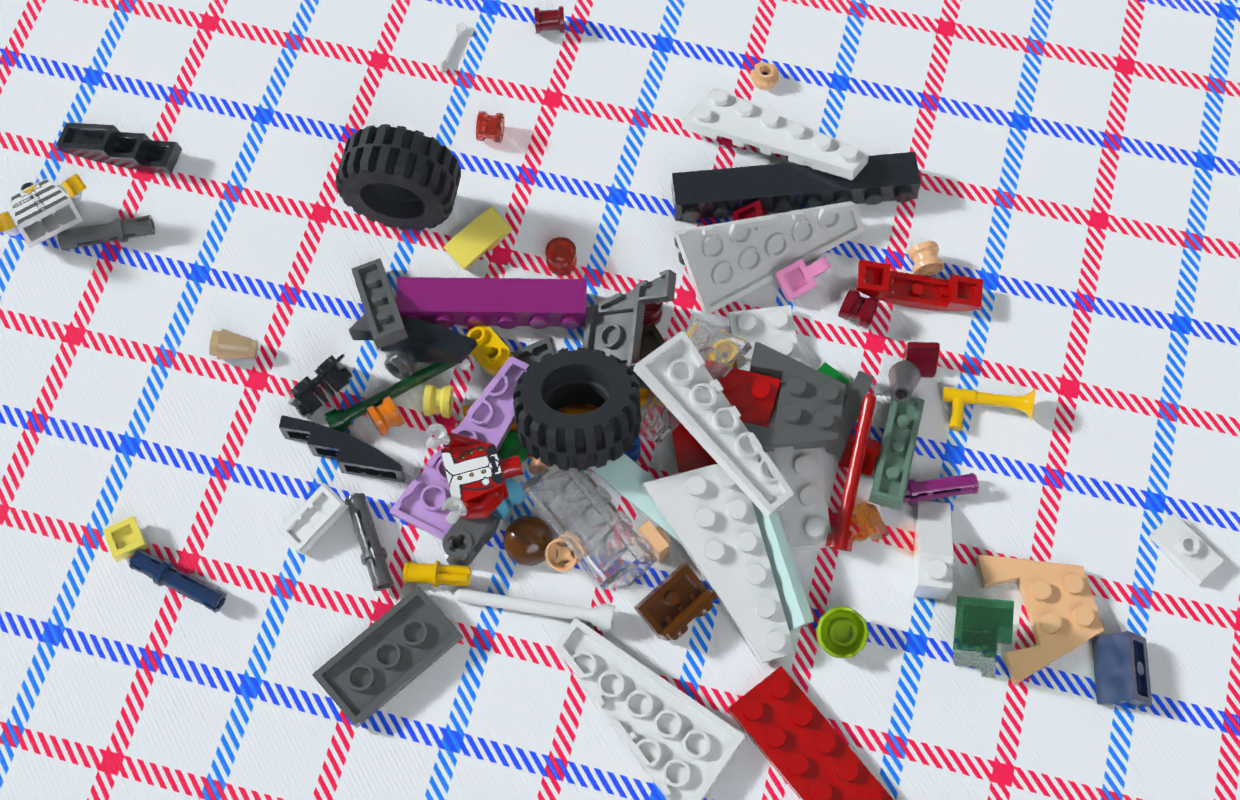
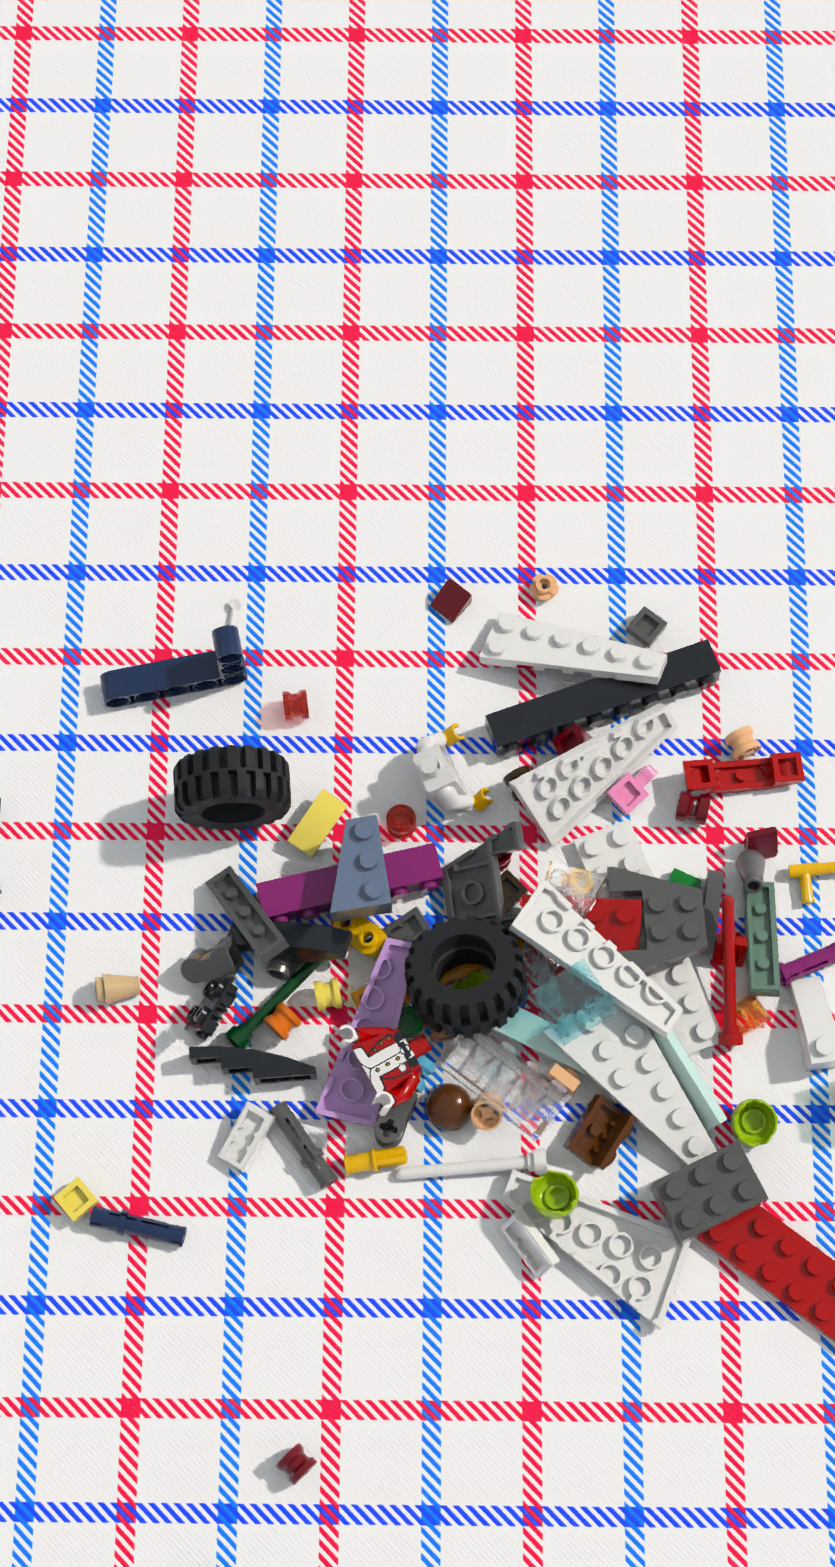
camera: 15 degrees left, 5 degrees up
(323, 342) = (213, 963): none -> dark grey leg
(387, 656) = (353, 1247): dark grey plate -> none
(389, 77) = (178, 675): none -> dark blue beam
(501, 288) = (361, 874): none -> sand blue wedge
(549, 19) = (320, 577): dark red bush -> none
(571, 698) = (529, 1243): none -> white plate
(608, 651) = (554, 1194): none -> lime hair
(612, 220) = (441, 776): none -> white torso
(671, 67) = (451, 600): none -> dark red slope
(680, 456) = (574, 1001): none -> clear light blue hinge
(773, 690) = (708, 1192): none -> dark grey brick
(856, 131) = (646, 627): none -> dark grey plate

